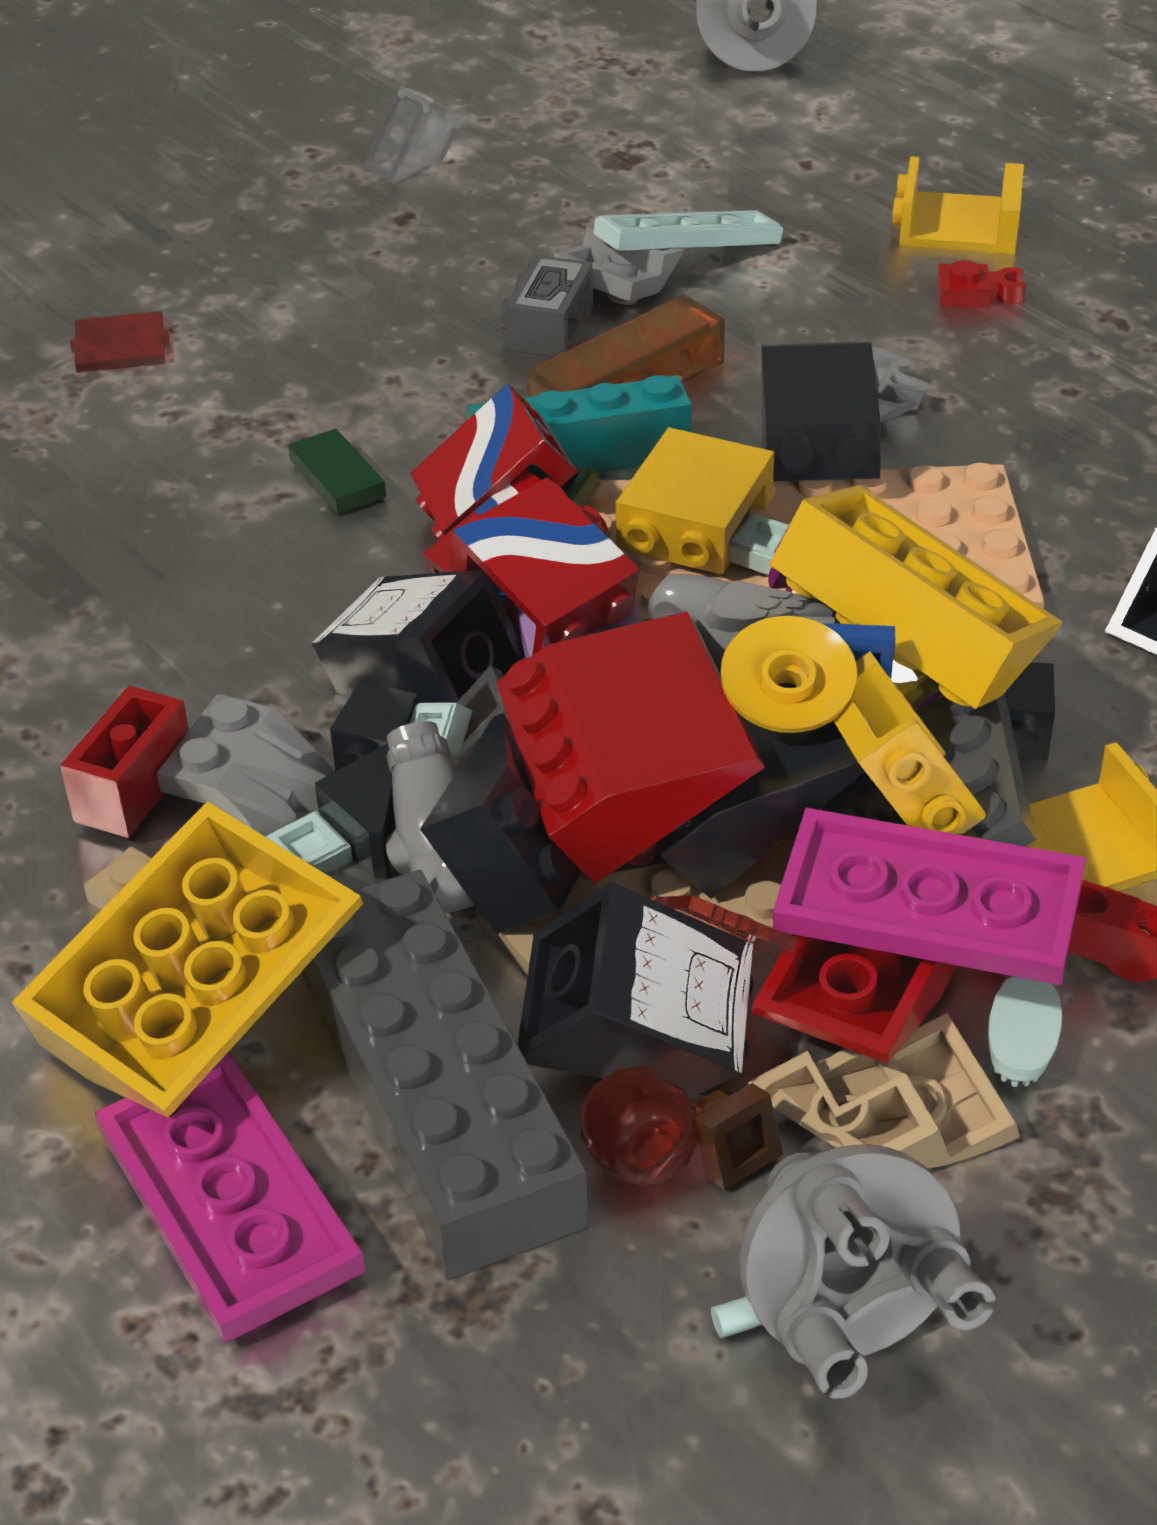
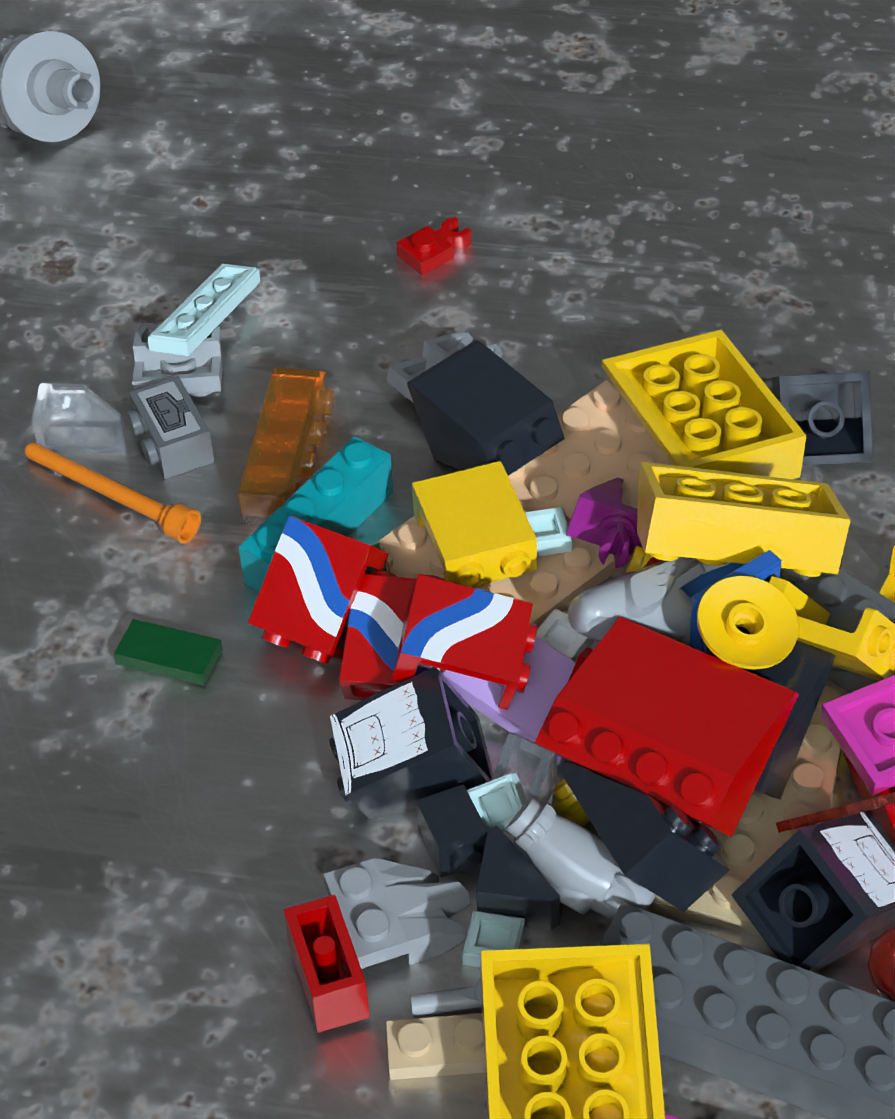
camera: 40 degrees left, 5 degrees up
(466, 376) = (177, 520): none -> orange piece
(473, 261) = (76, 420): none -> clear slope
(958, 219) = (366, 193): yellow panel -> none
(1051, 522) = (709, 407): none -> yellow slope

